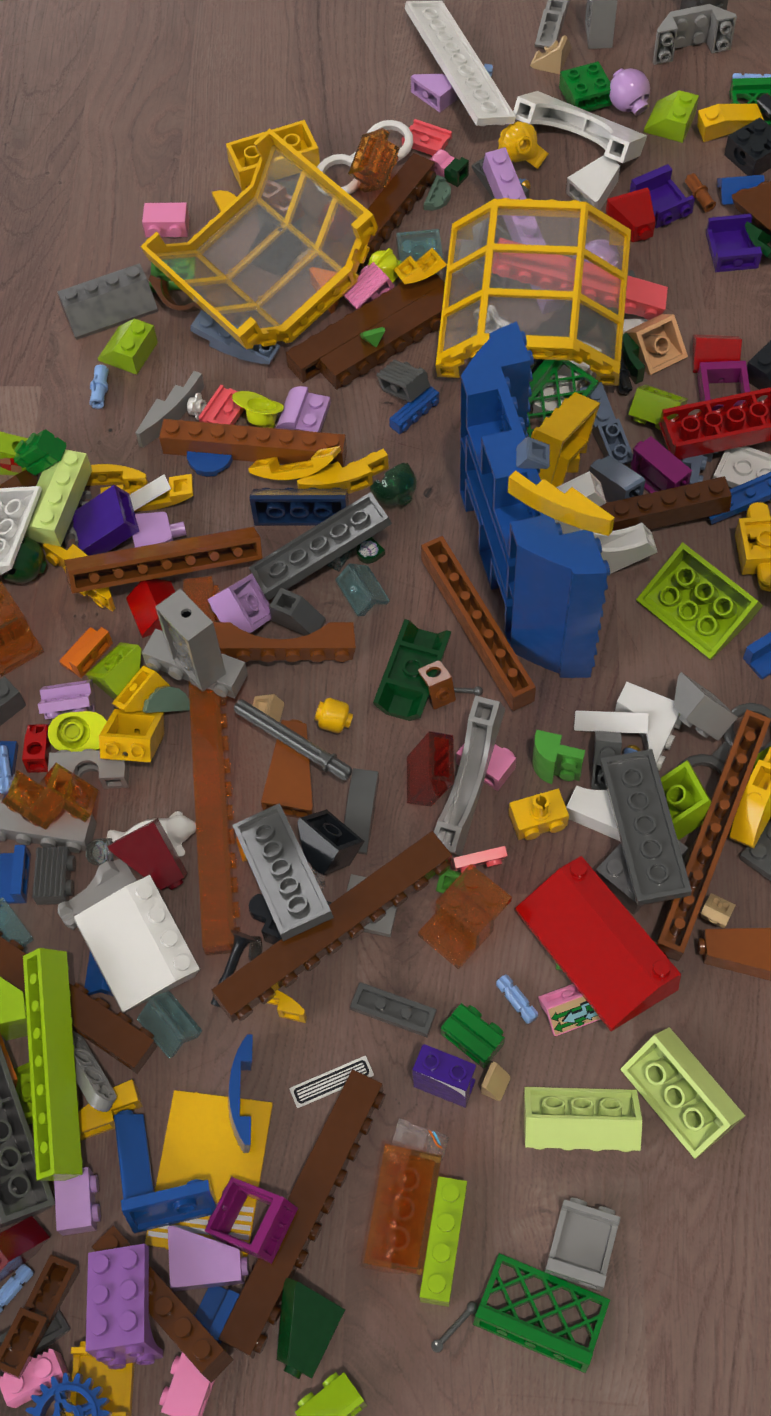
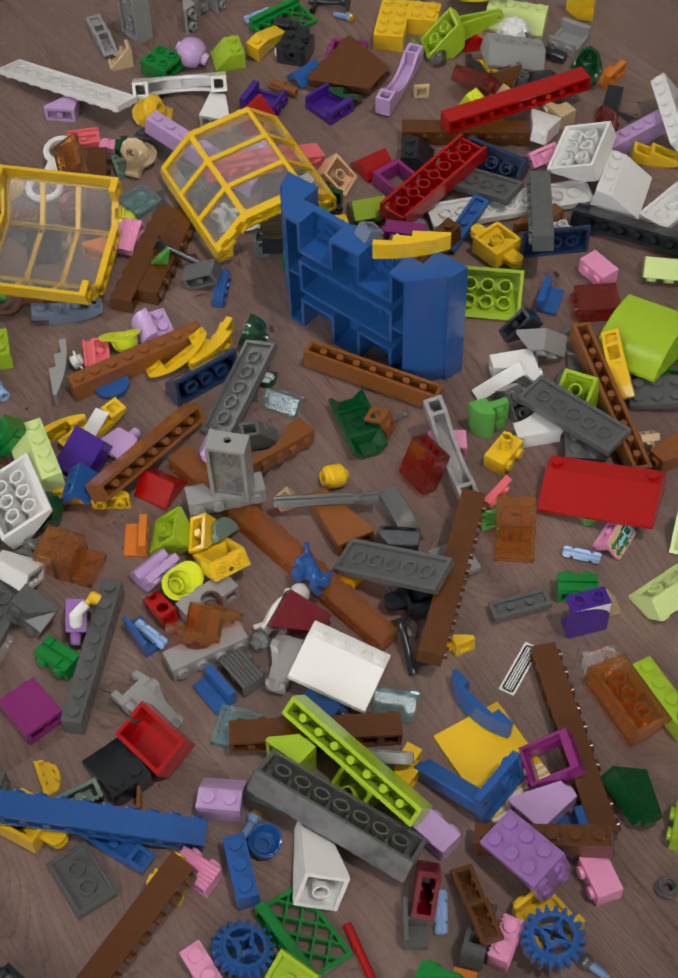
camera: 40 degrees left, 10 degrees down
(74, 546) = (75, 483): none -> blue panel
(197, 808) = (307, 569): none -> blue animal
(409, 355) = (192, 258): none -> black piece
(424, 267) = (156, 205): yellow slope -> none
(458, 193) = (137, 156): none -> tan animal
(704, 666) = (521, 320): none -> black slope

